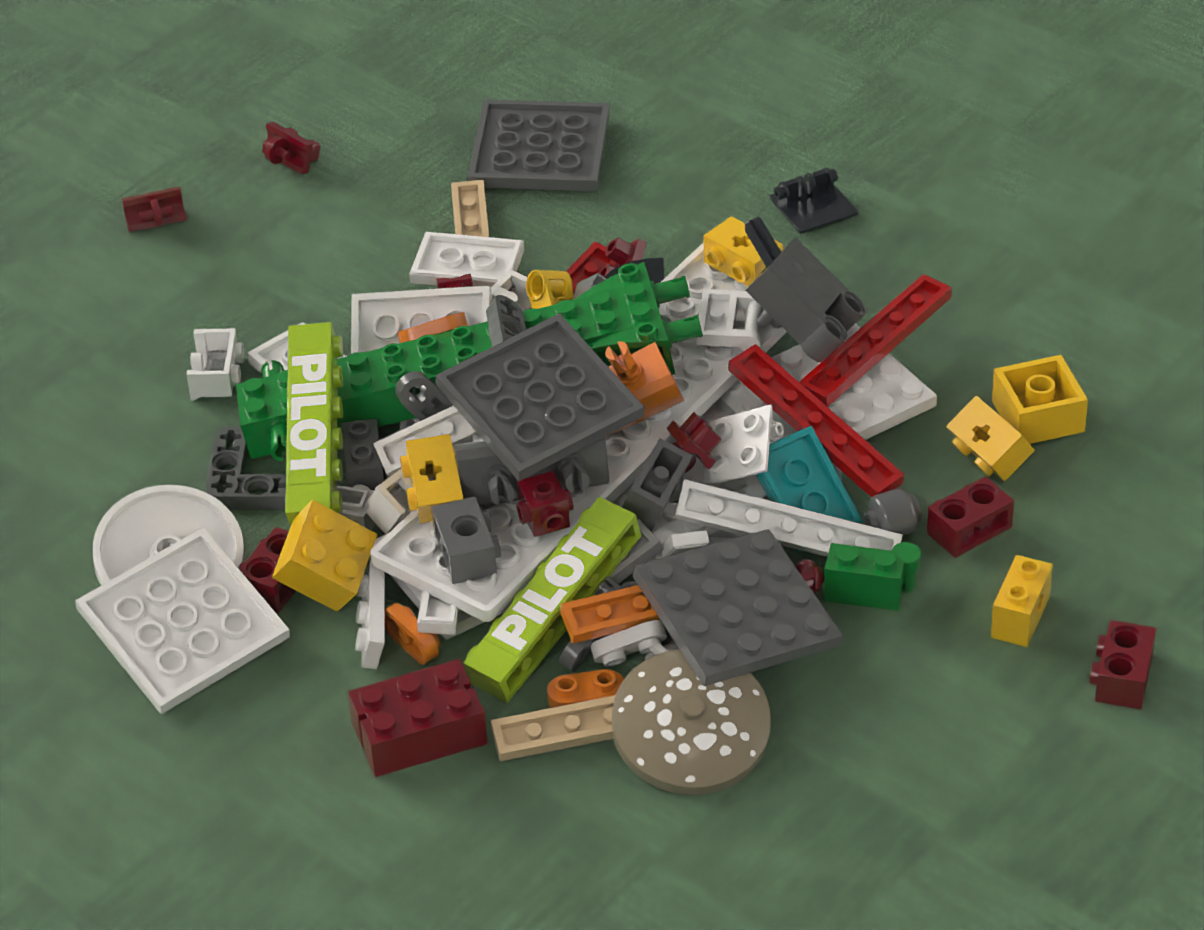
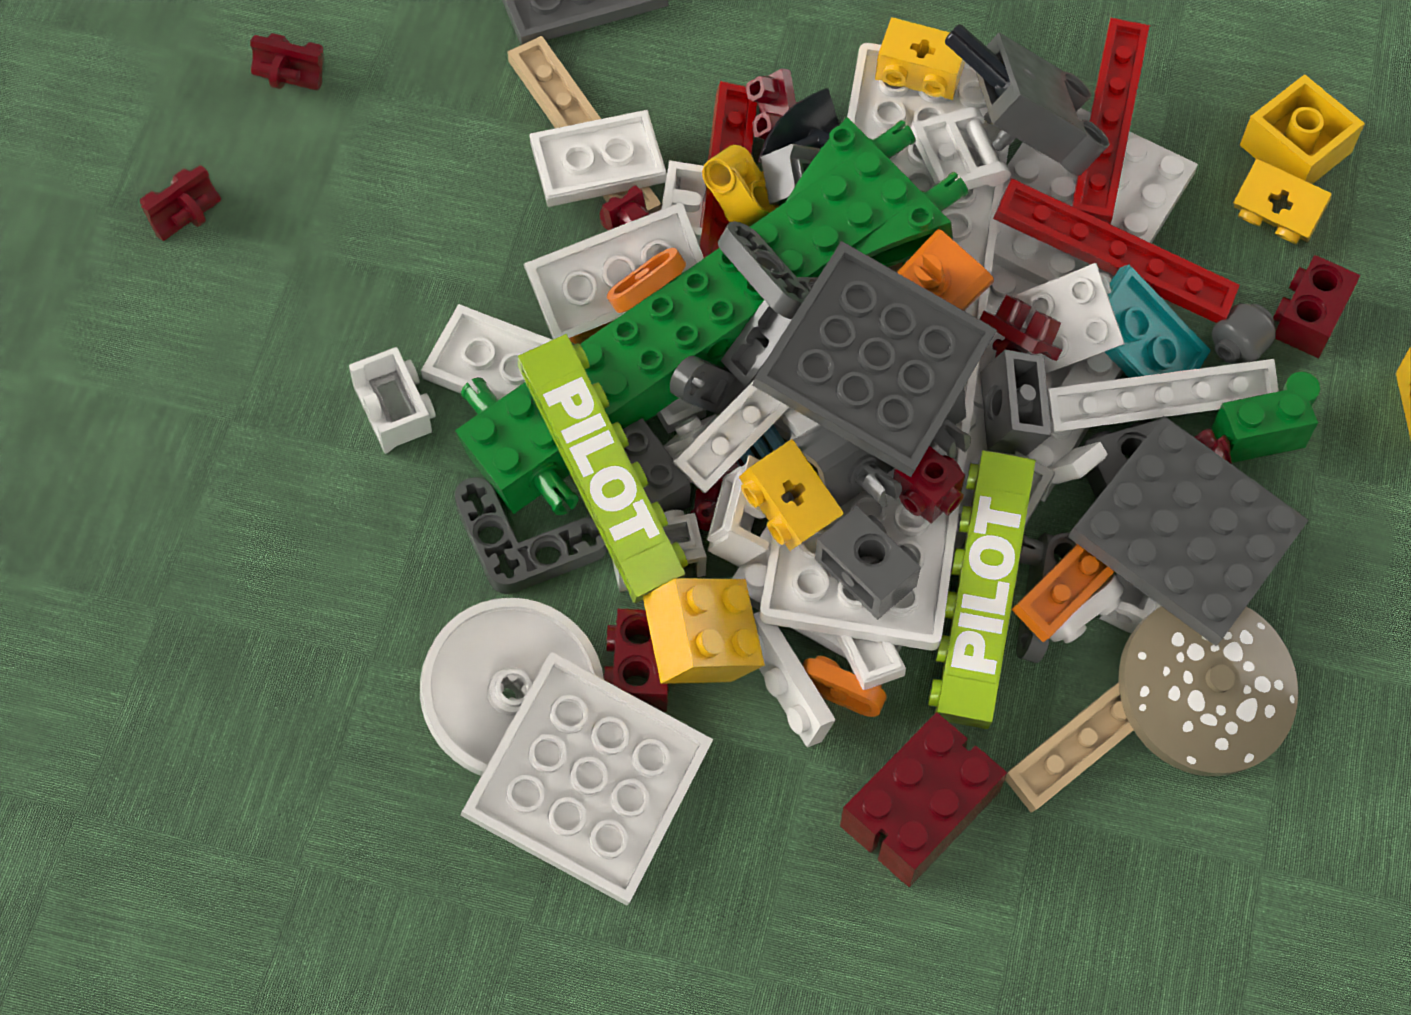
camera: 30 degrees left, 20 degrees up
(583, 687) = (1066, 680): orange plate -> none

